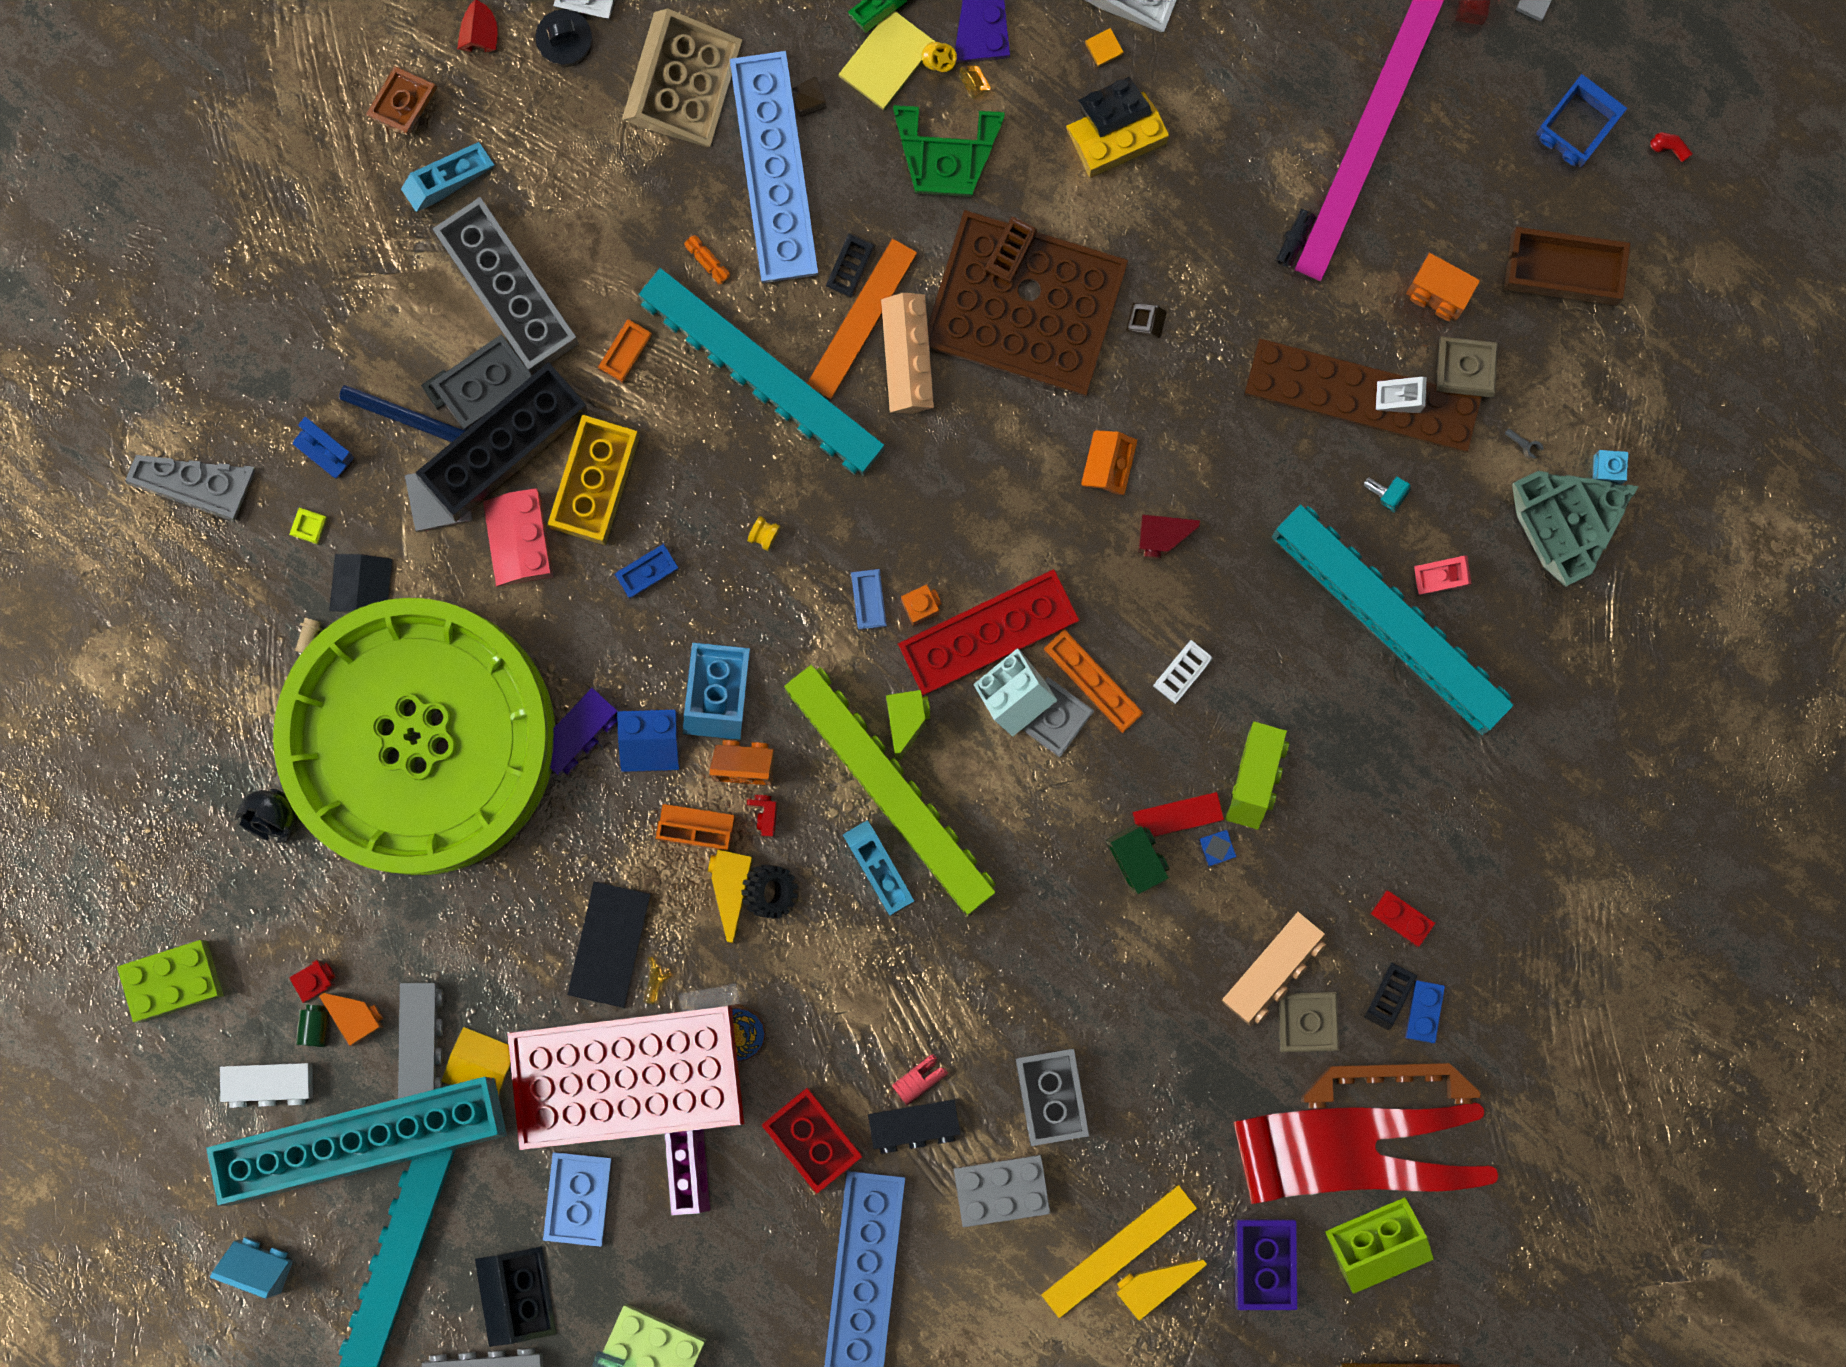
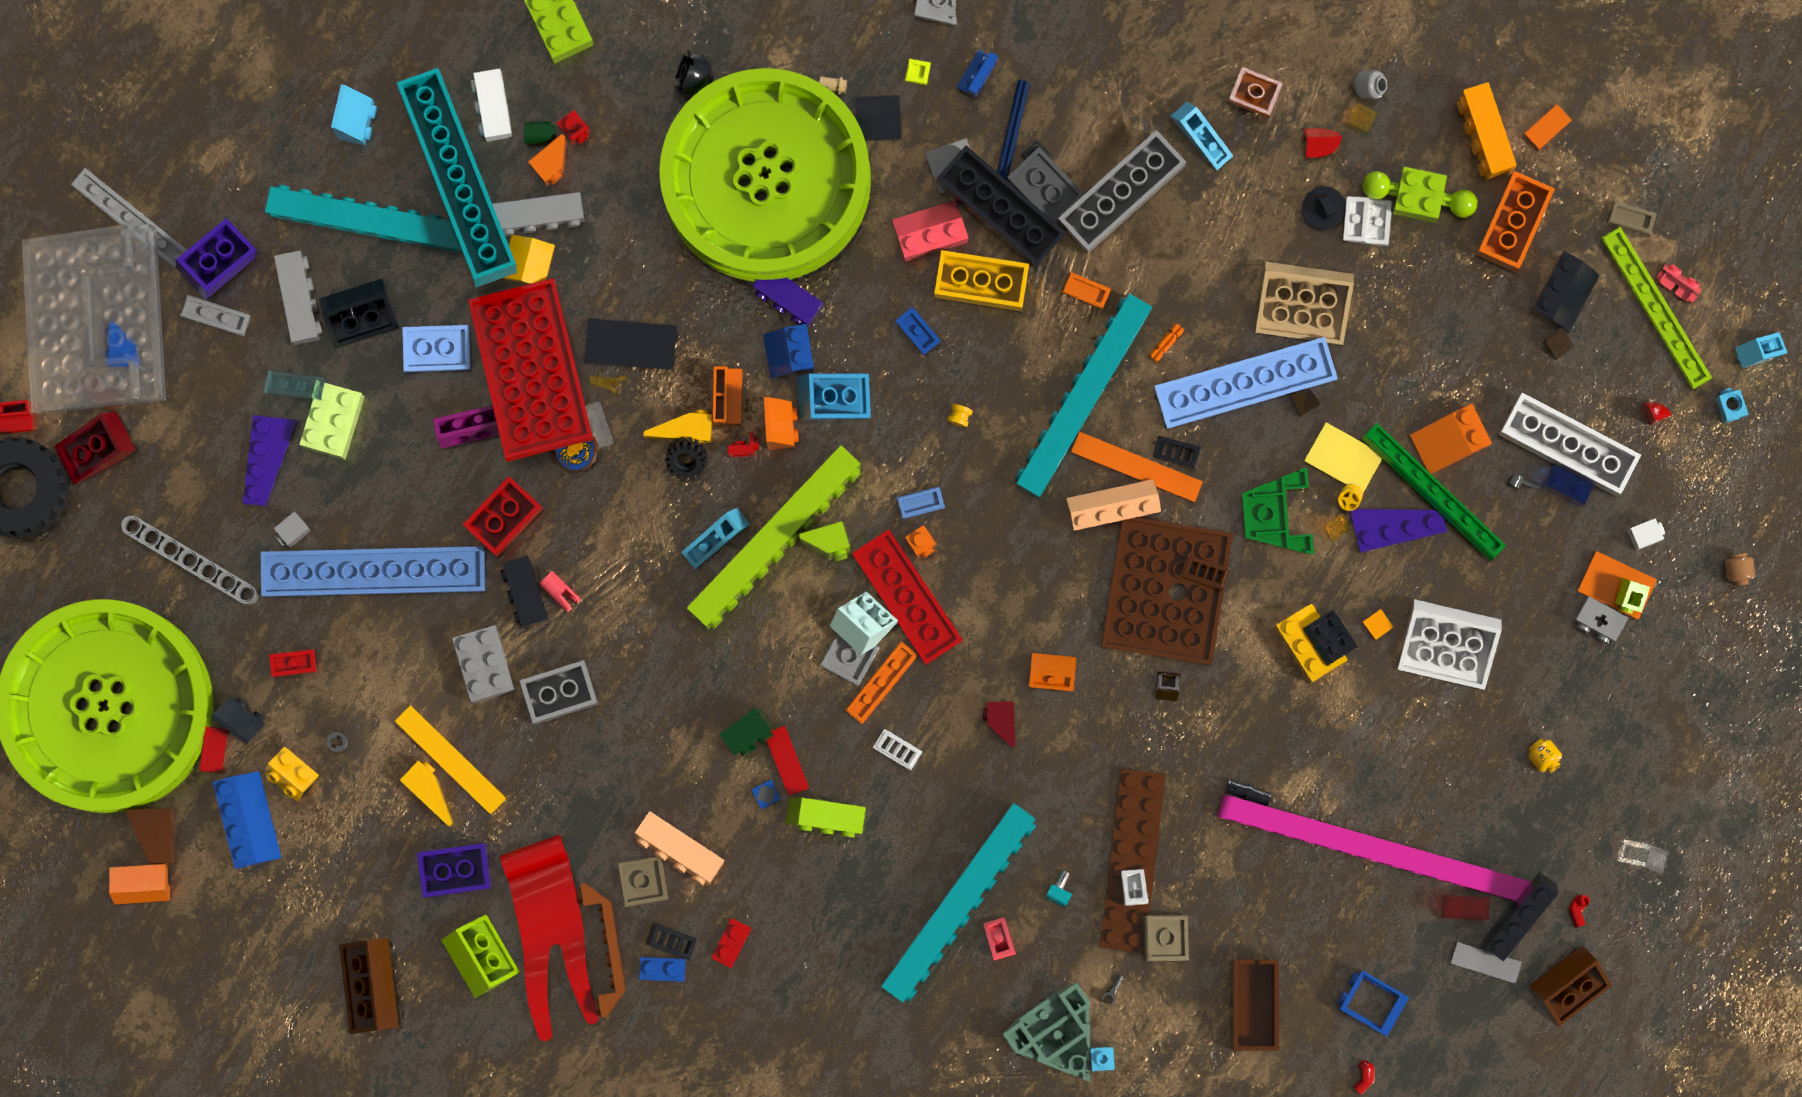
camera: 80 degrees right, 0 degrees up
(1442, 288) = (1223, 909): orange brick -> none

